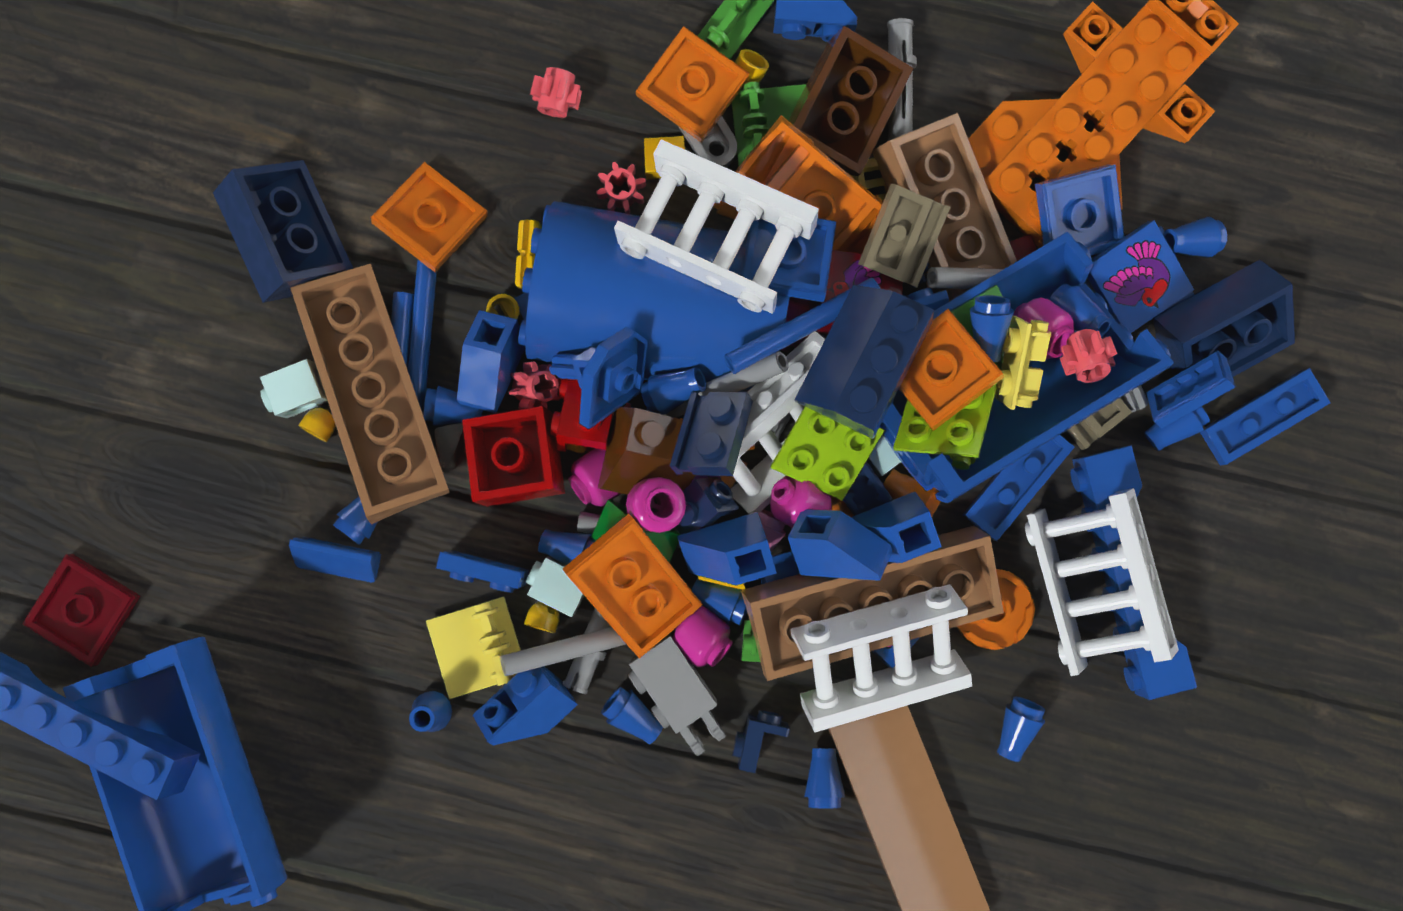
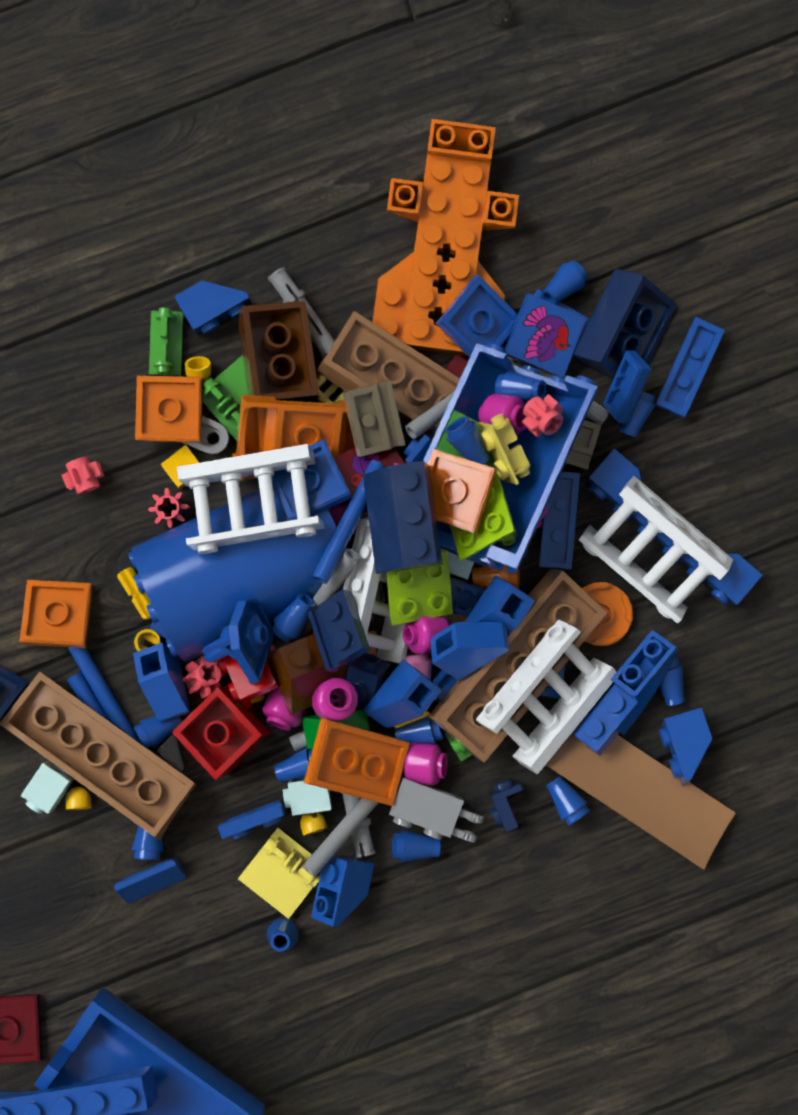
camera: 35 degrees left, 0 degrees up
(968, 715) = (630, 694): none -> blue slope
(994, 808) = (688, 740): none -> blue slope

